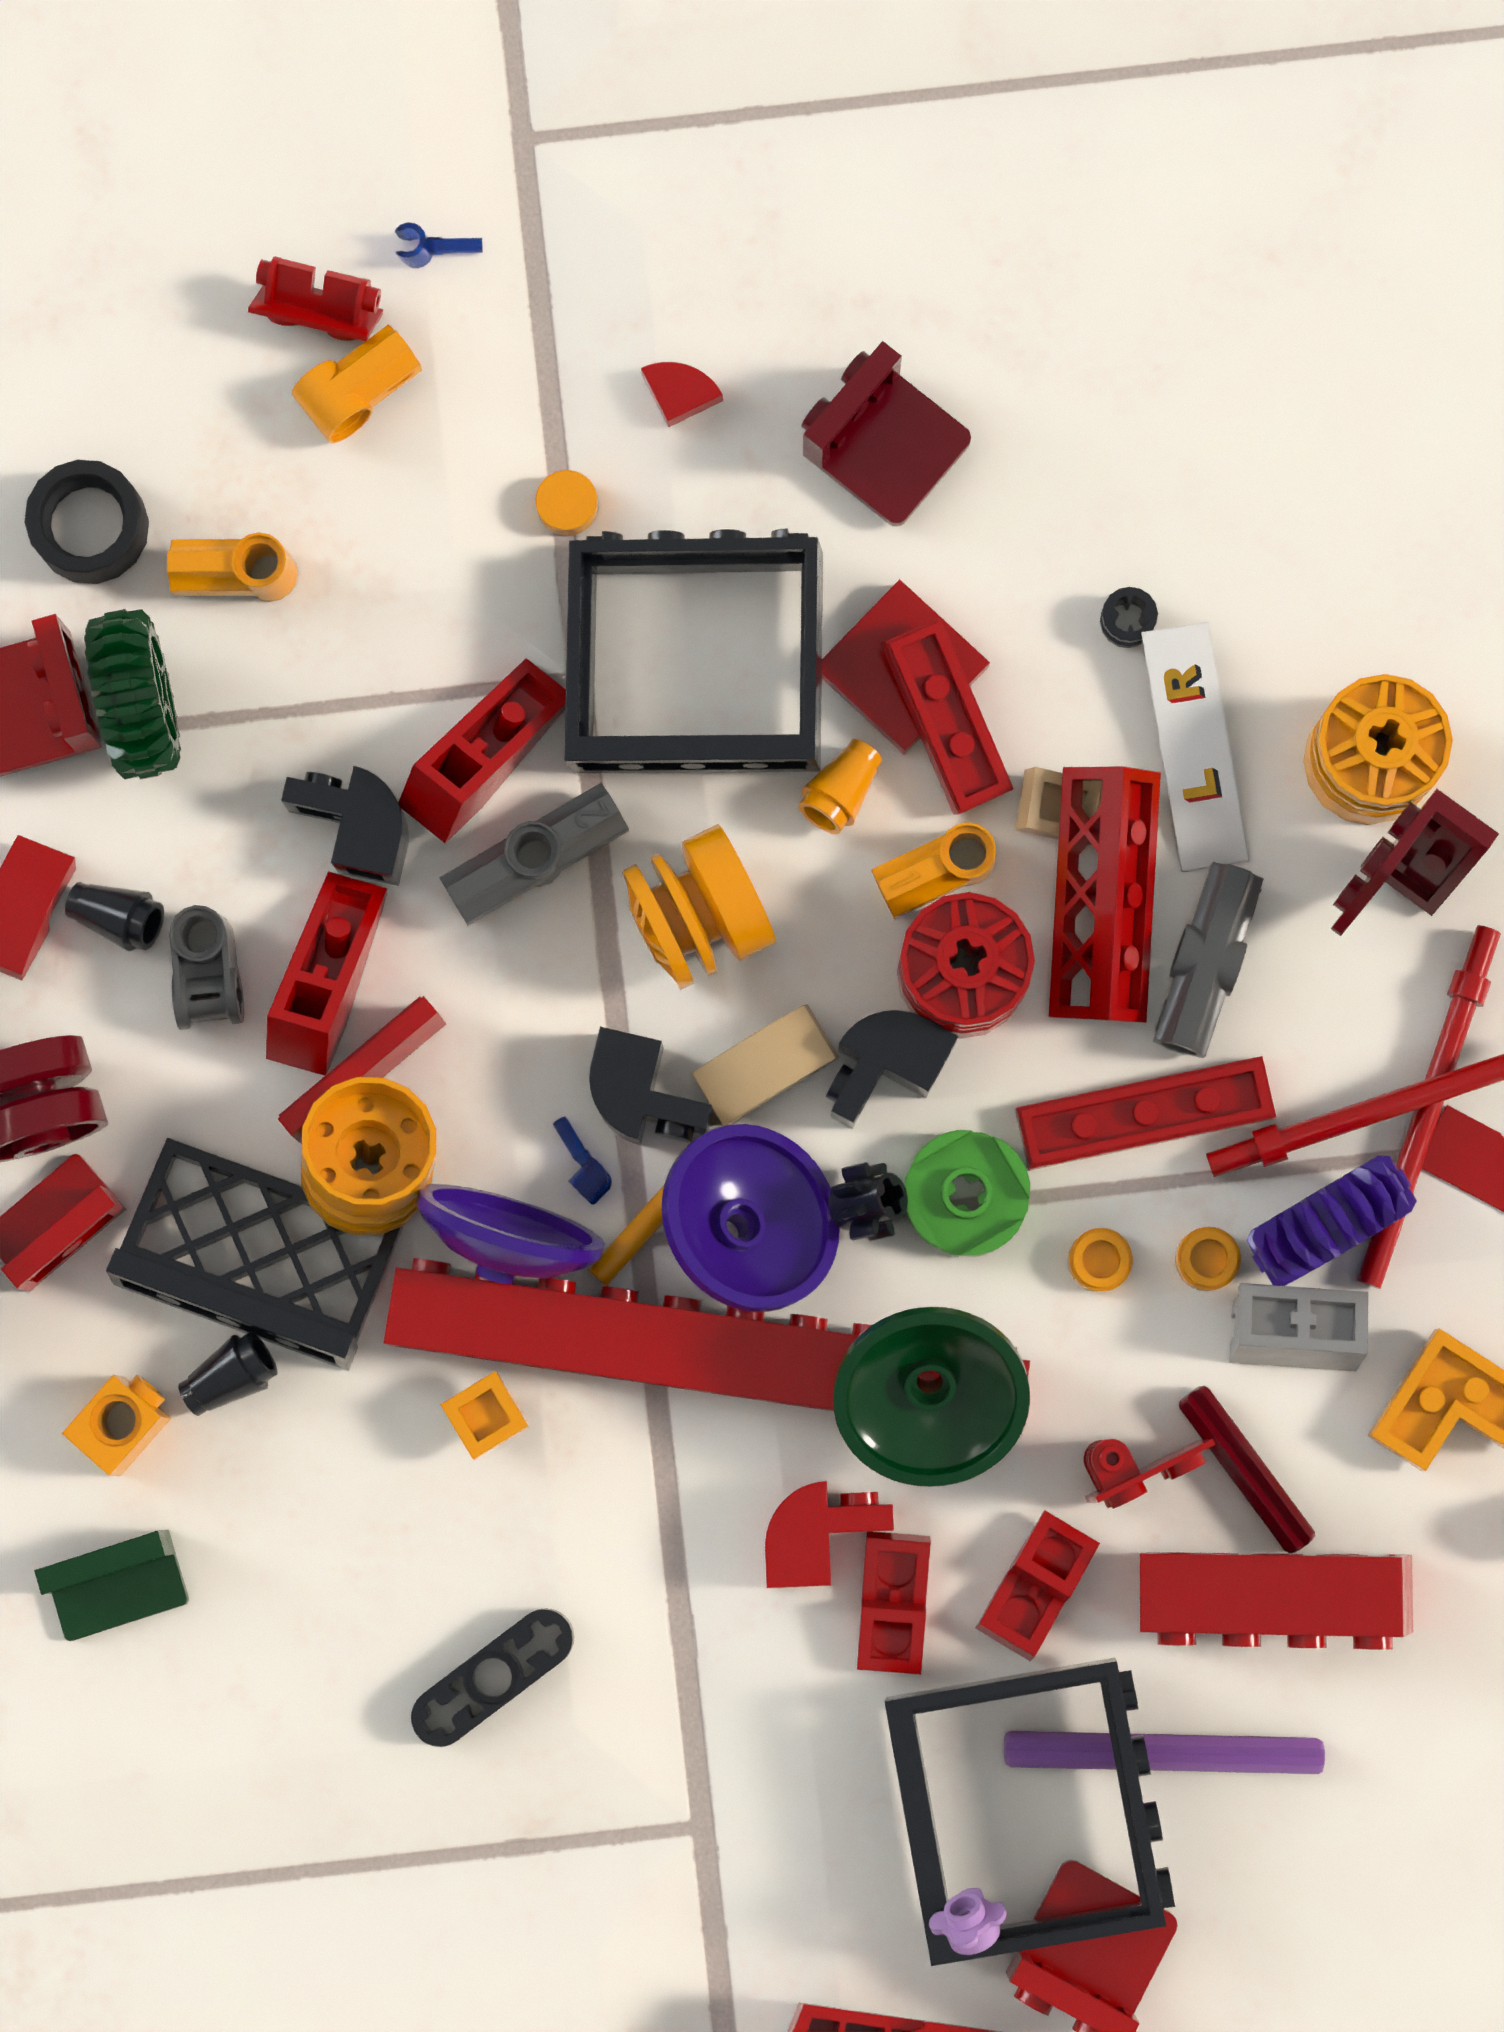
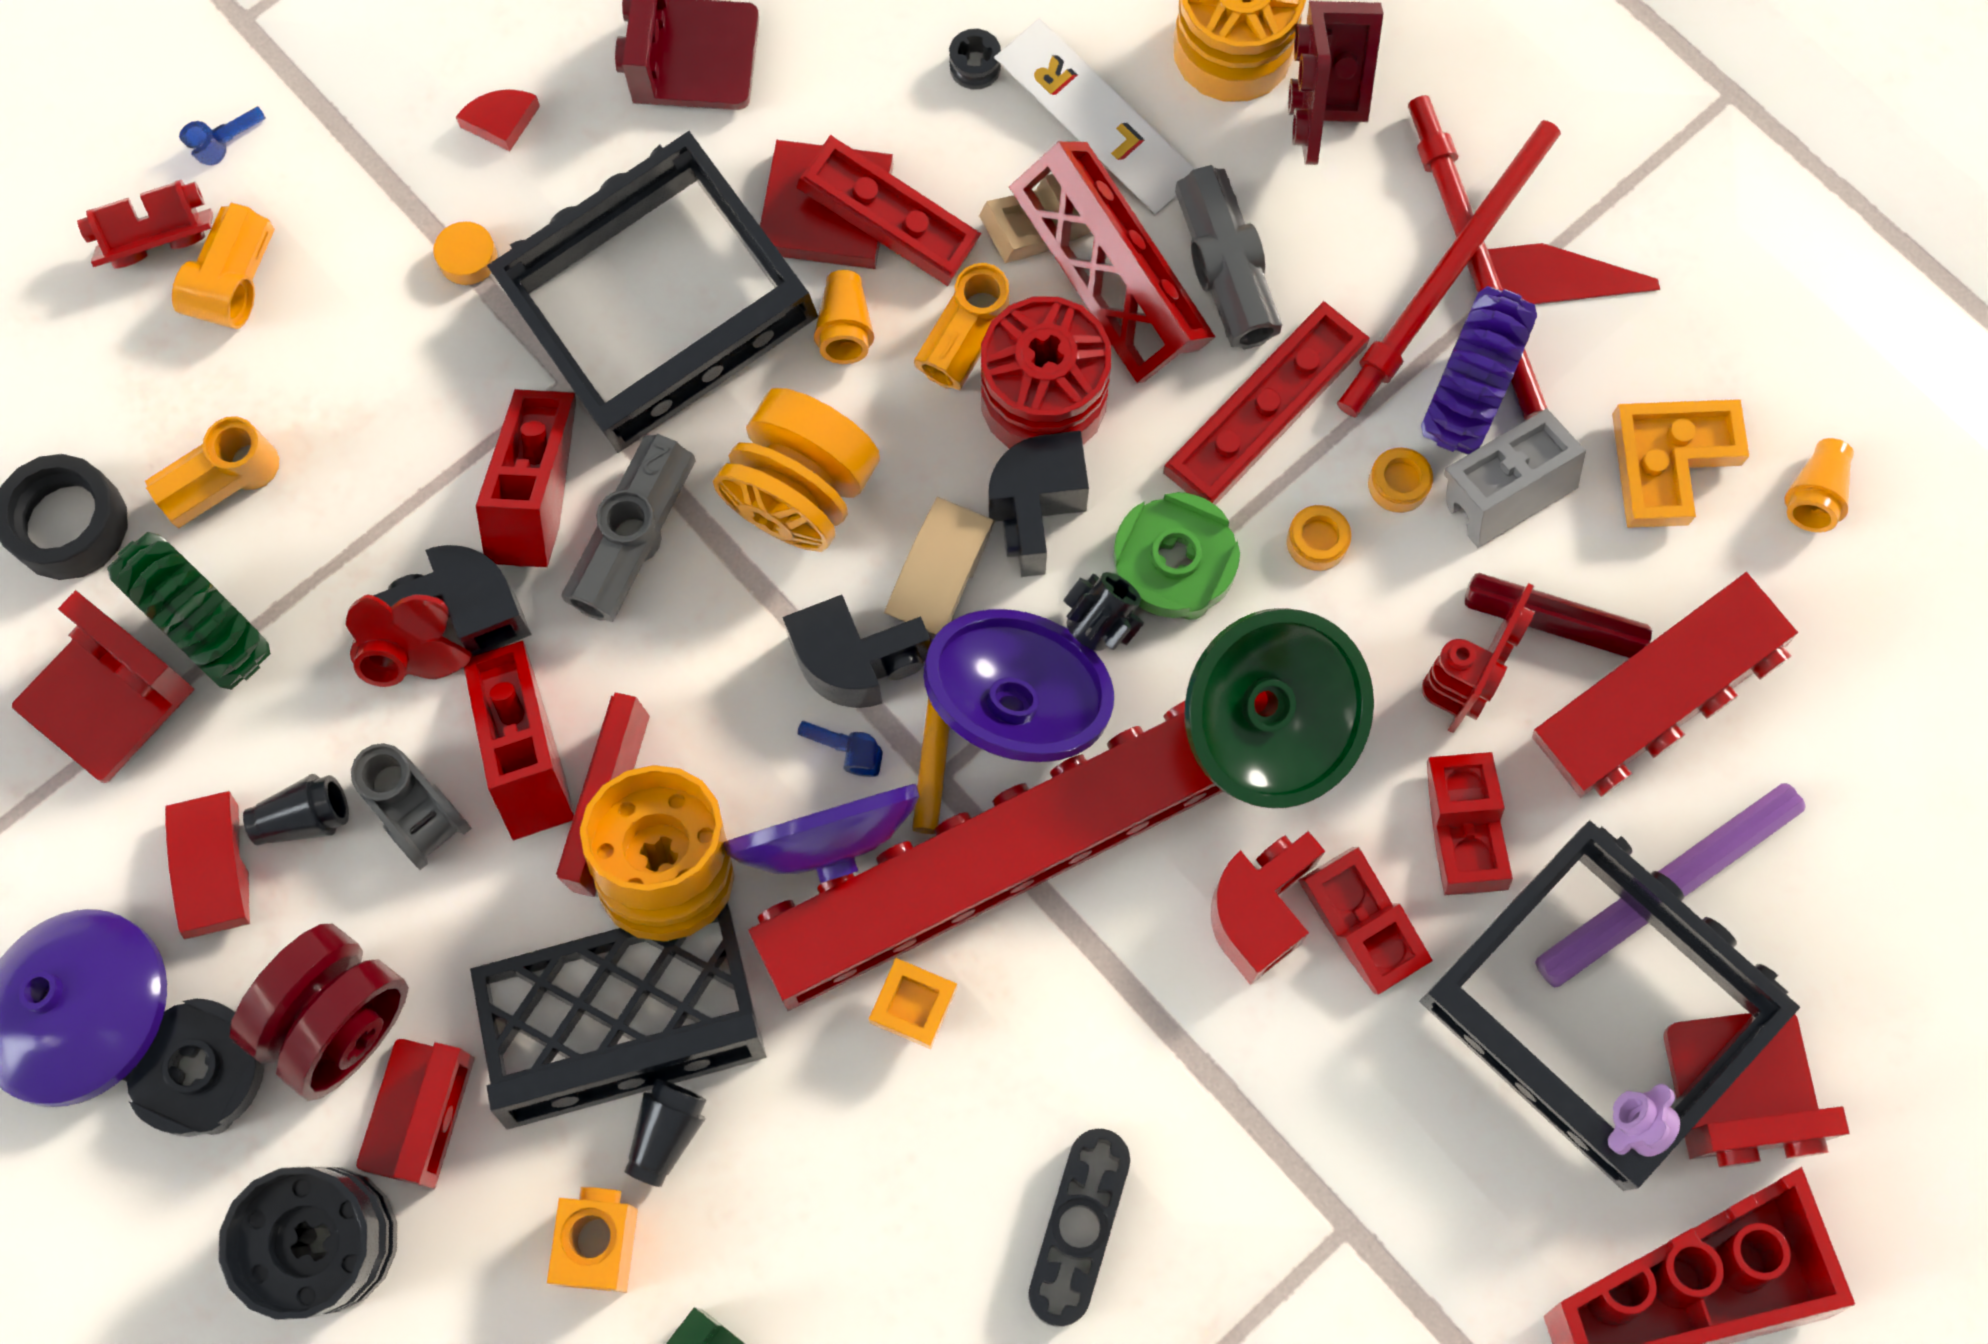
camera: 40 degrees left, 10 degrees down
(293, 829) = (402, 640): none -> red plate

